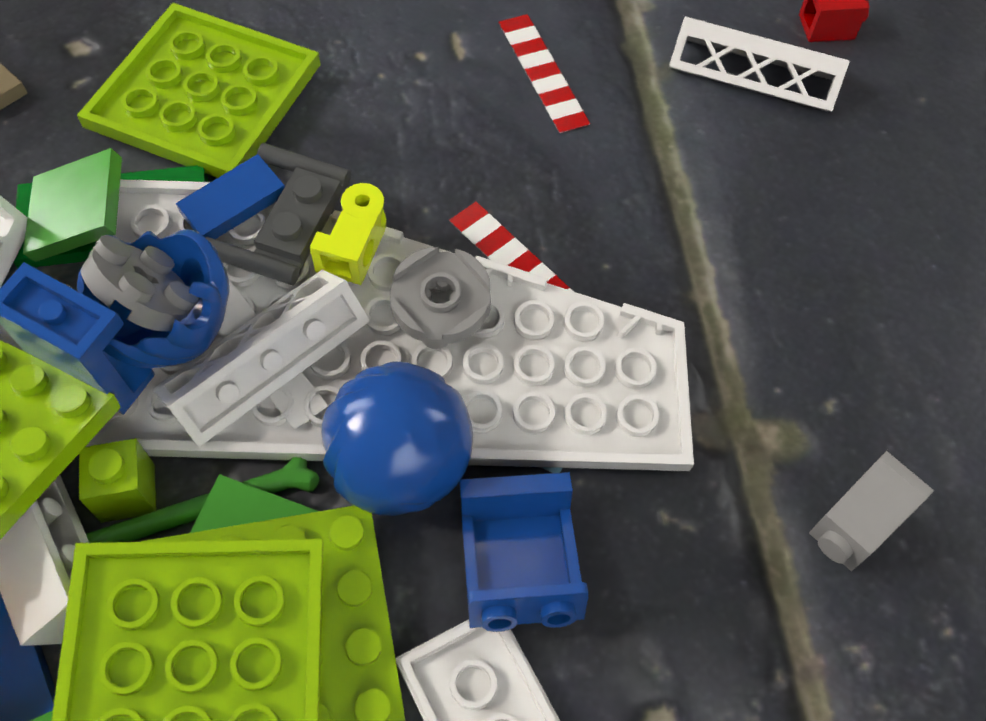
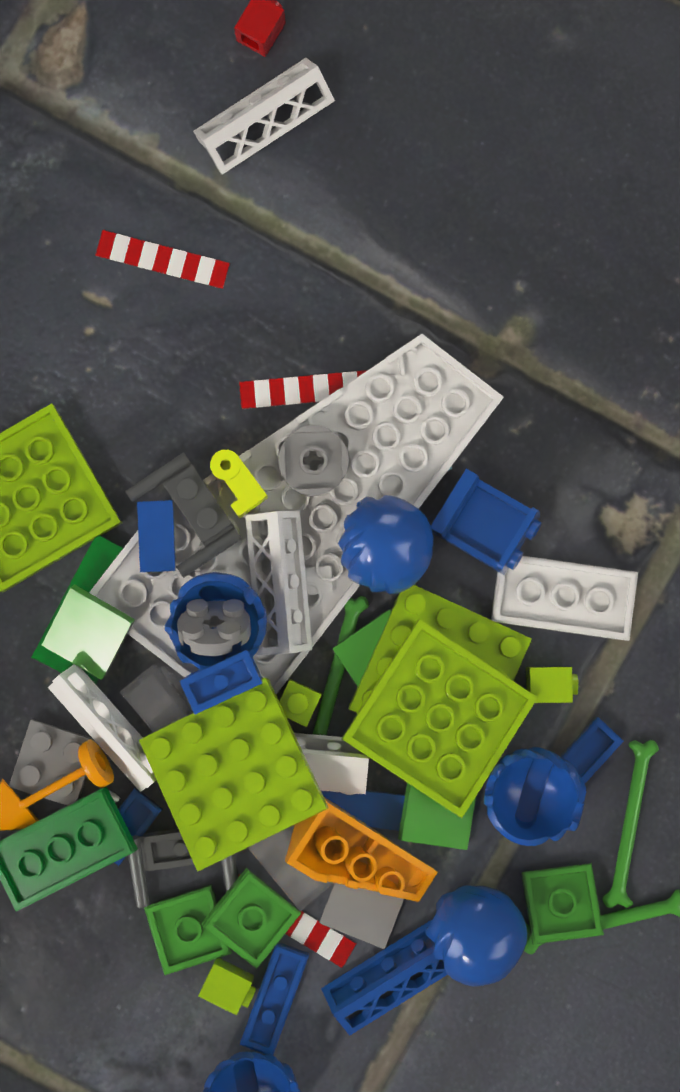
camera: 50 degrees left, 25 degrees up
(870, 512) = (595, 335): light grey slope -> none

